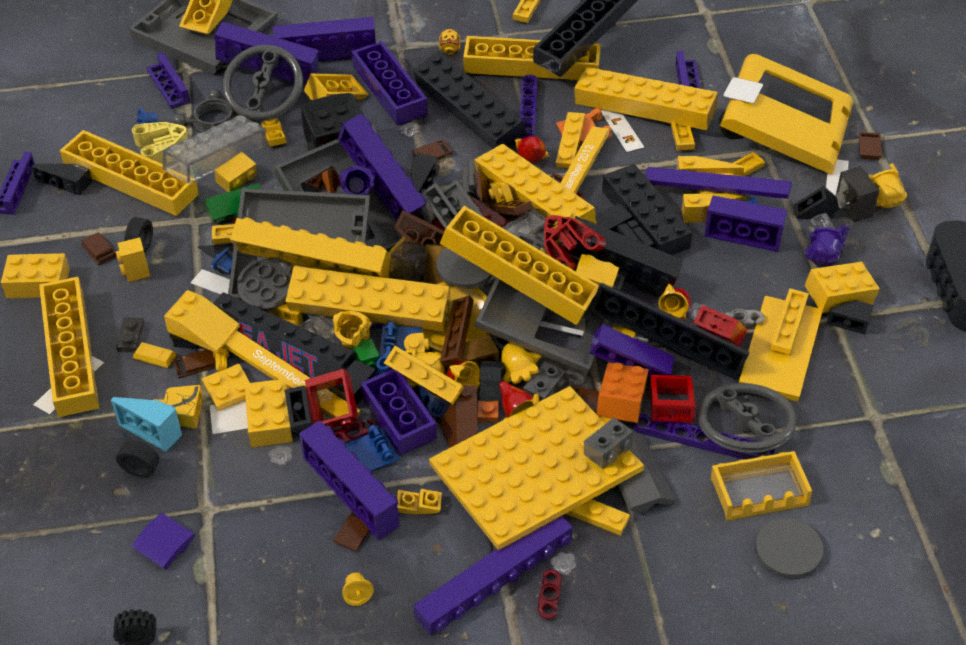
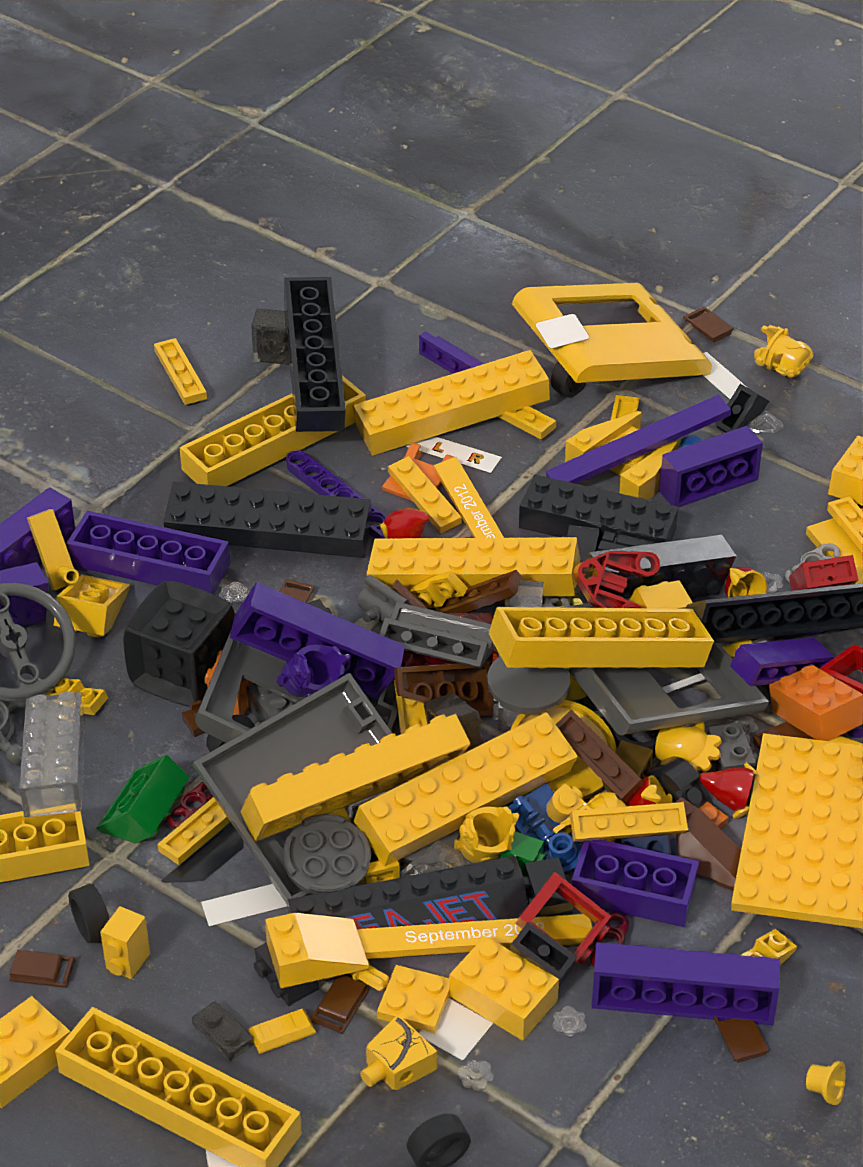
camera: 45 degrees left, 5 degrees down
(148, 420) = (394, 1095): medium azure slope -> none
(208, 445) = (475, 1075): none -> clear plant
(223, 261) = (228, 870): blue piece -> none
(235, 172) = (101, 768): yellow brick -> none
(341, 49) = (52, 549): none -> yellow piece
(373, 449) = (654, 933): blue hinge -> none
(431, 274) = (478, 697): pearl gold brick -> none
(449, 42) = (152, 469): yellow head -> none
(826, 245) = (809, 444): dark purple helmet -> none
(857, 194) = (771, 373): clear smoke brick -> none

